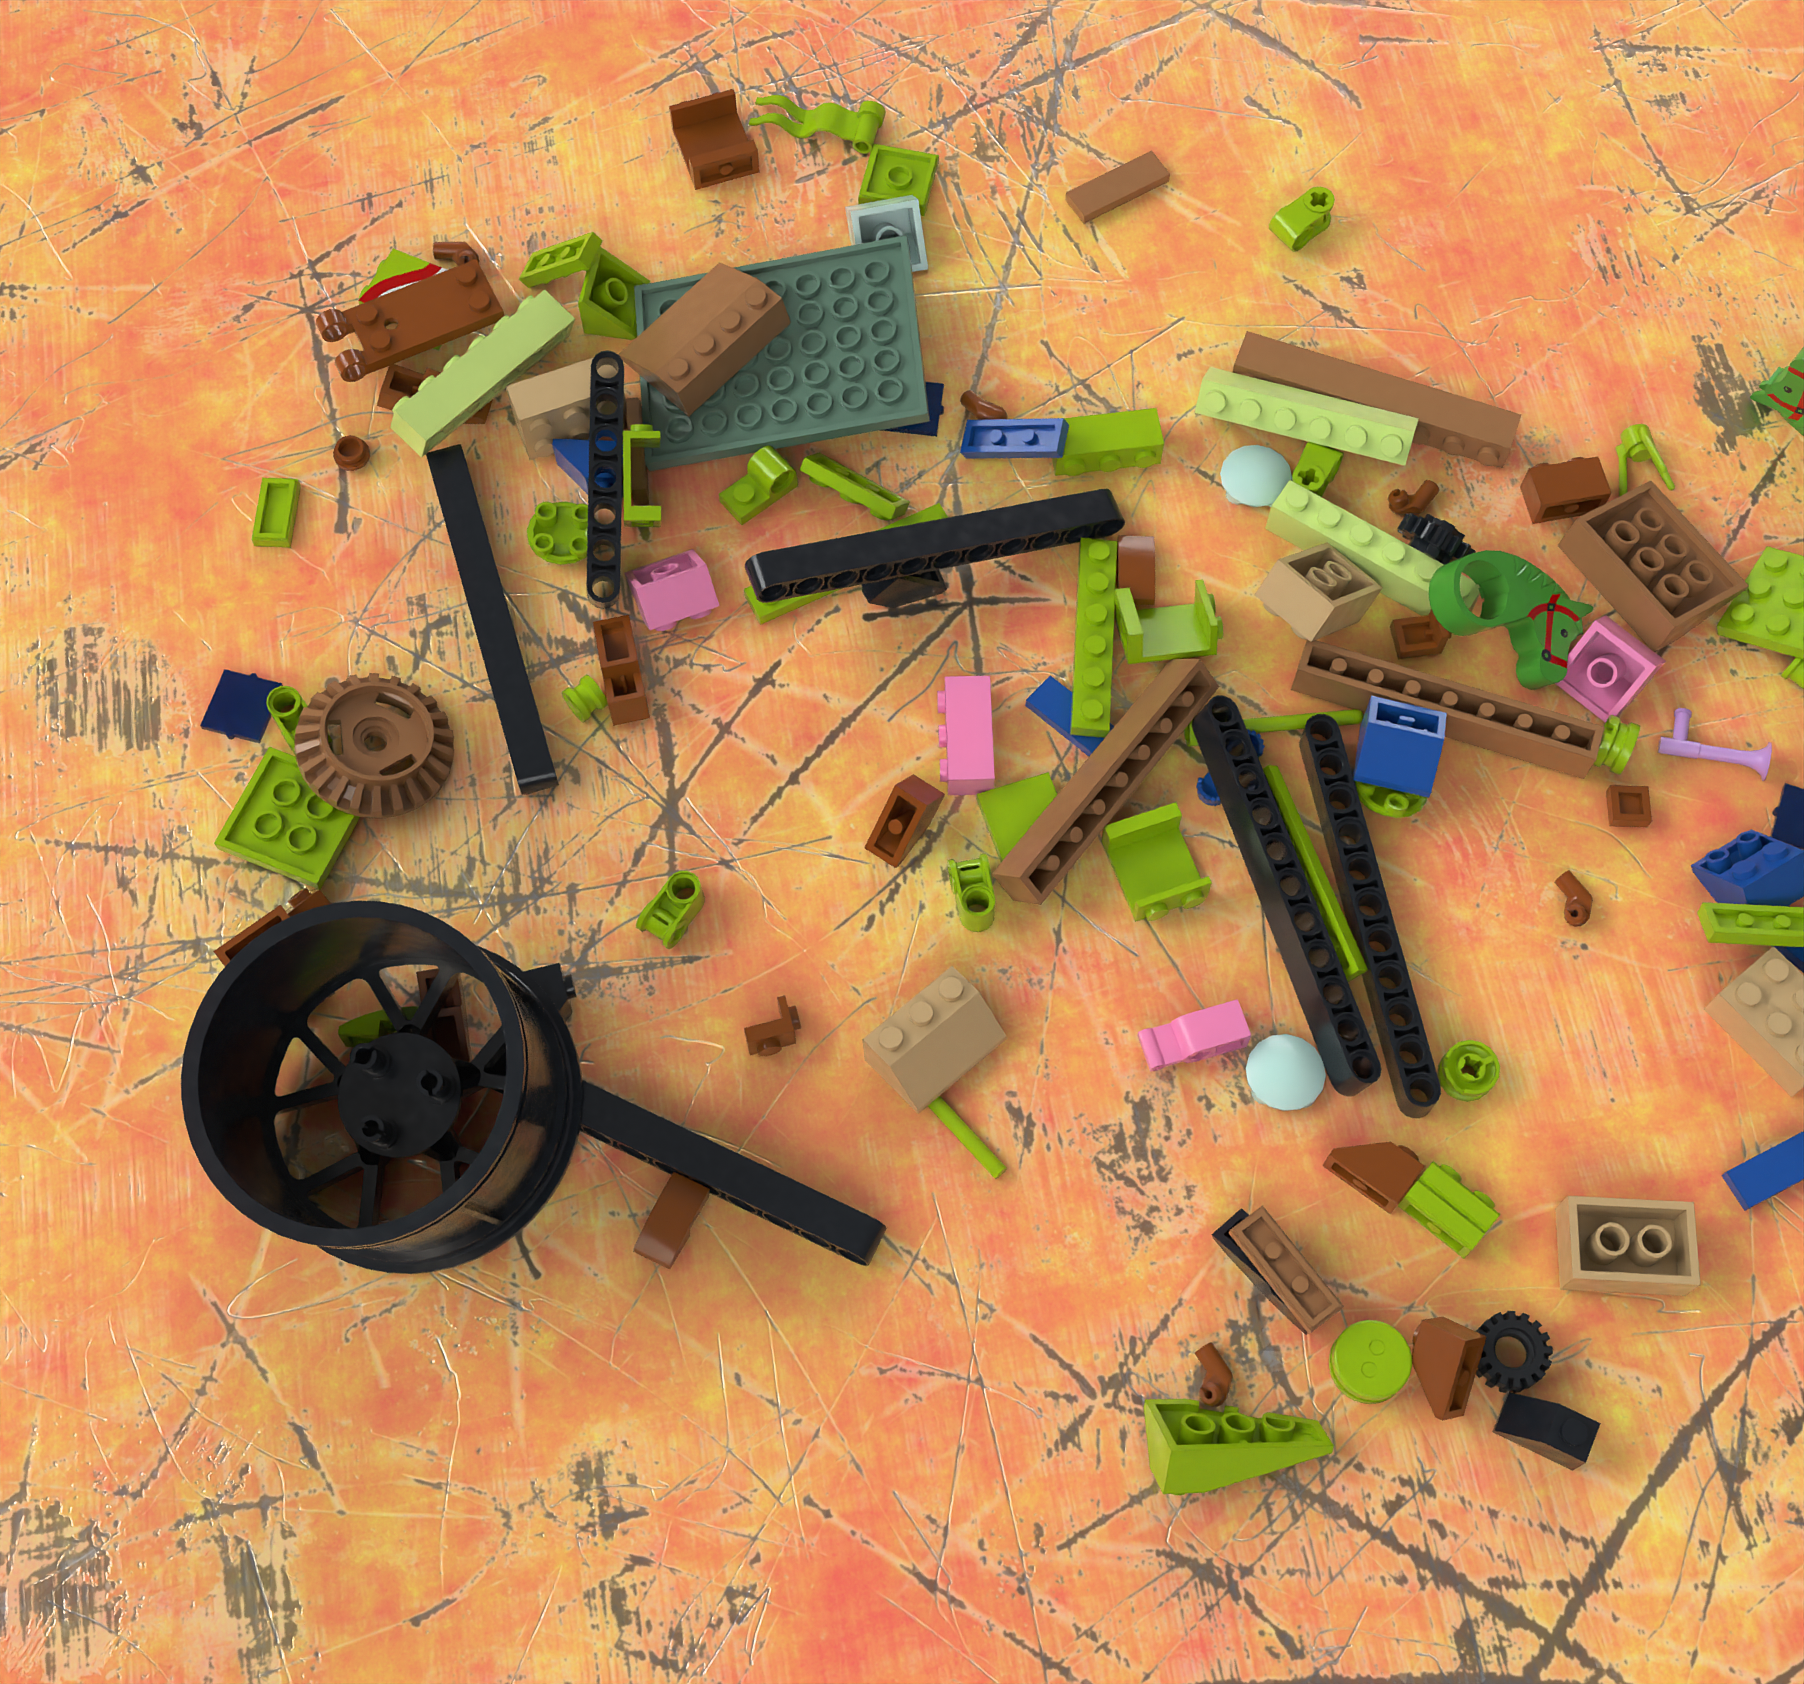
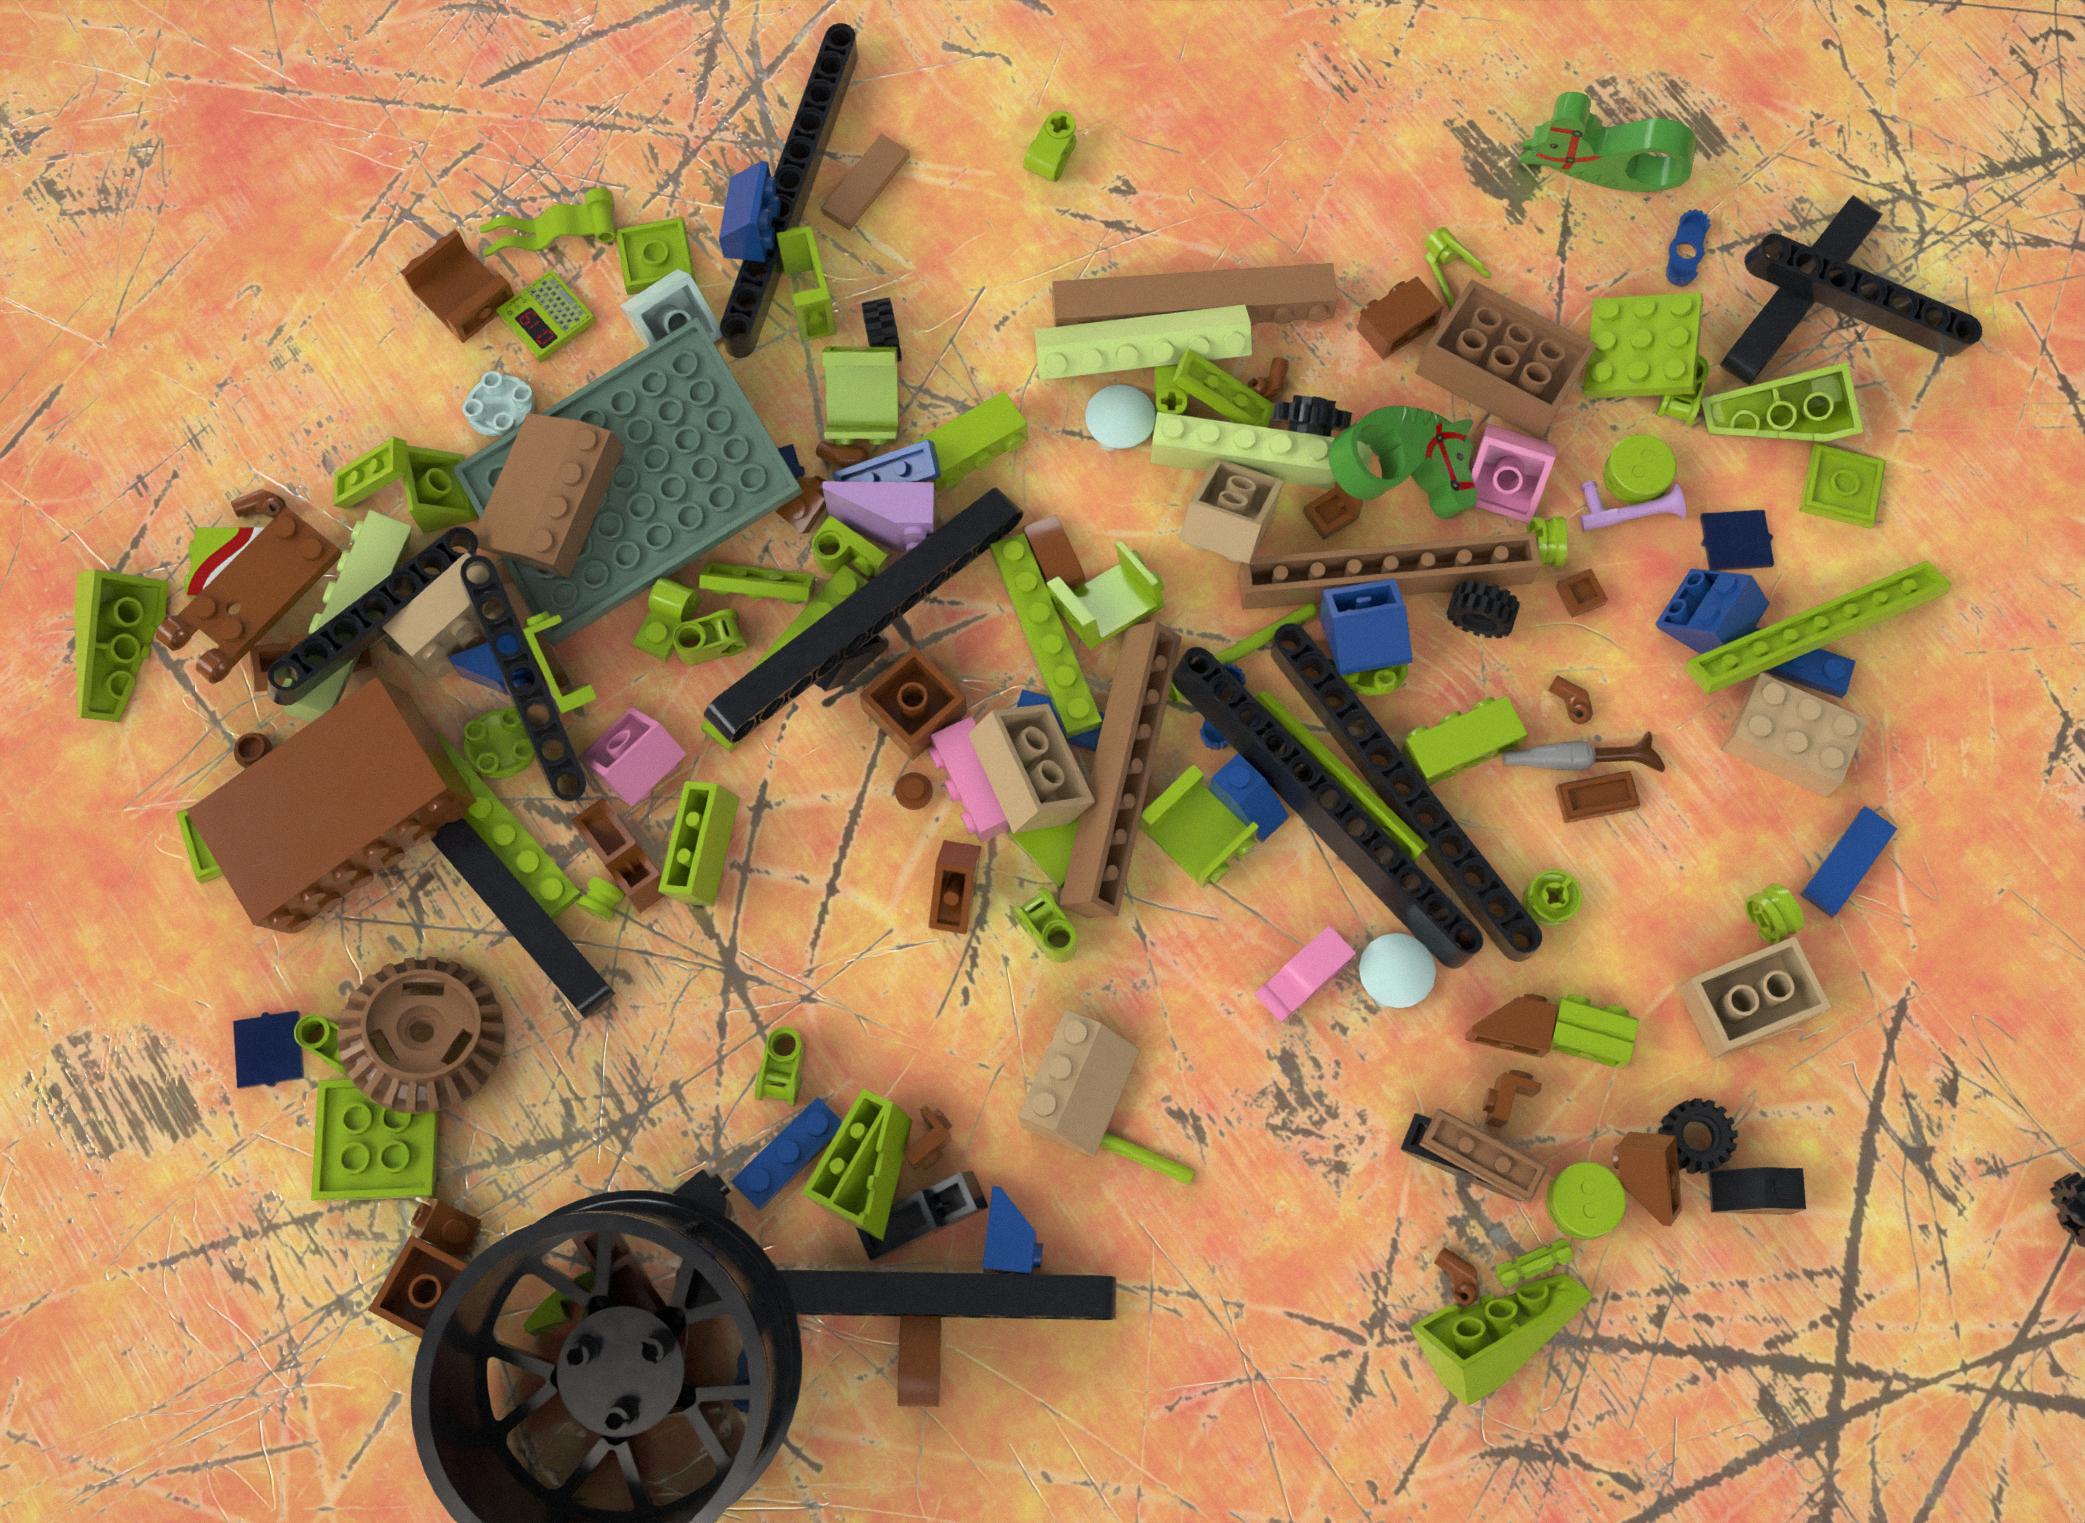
camera: 25 degrees left, 5 degrees up
(281, 313) = (113, 635): none -> lime wedge
(391, 519) = (331, 807): none -> dark orange brick
(486, 372) = (359, 624): none -> black beam
(525, 601) = (513, 843): none -> lime plate
(643, 989) = (788, 1154): none -> blue plate
(692, 685) = (699, 843): none -> lime brick
(699, 249) = (498, 404): none -> light aqua dish
(702, 1022) = (862, 1164): none -> lime wedge
(736, 1093) = (927, 1214): none -> black slope
(778, 193) = (546, 315): none -> lime tile
(788, 517) = (712, 638): none -> lime piece
(804, 1148) = (1009, 1238): none -> blue slope
(908, 723) = (913, 791): none -> dark orange plate
(931, 437) = (806, 508): none -> dark orange bracket
(942, 643) = (913, 703): none -> dark orange brick
(950, 490) = (851, 547): none -> lime plate
(995, 168) = (749, 214): none -> blue slope
(995, 466) = (886, 512): none -> lavender slope
(1016, 267) = (811, 306): none -> lime panel
(1021, 740) = (1030, 768): none -> tan brick
(1025, 361) = (861, 394): none -> lime panel
(1043, 168) = (797, 173): none -> black beam
(1068, 315) = (881, 324): none -> black tyre
(1216, 855) = (1248, 796): none -> blue slope
(1293, 1397) = (1534, 1262): none -> lime axle
(1327, 1231) = (1500, 1099): none -> dark orange bracket
(1360, 485) = (1222, 391): none -> lime plate
(1448, 891) = (1464, 740): none -> lime brick
(1522, 778) = (1483, 609): none -> black tyre
(1558, 998) = (1597, 796): none -> dark orange tile
(1560, 954) = (1582, 755): none -> light grey piece
(1685, 1176) = (1775, 913): none -> lime wheel
(1740, 716) = (1639, 469): none -> lime head

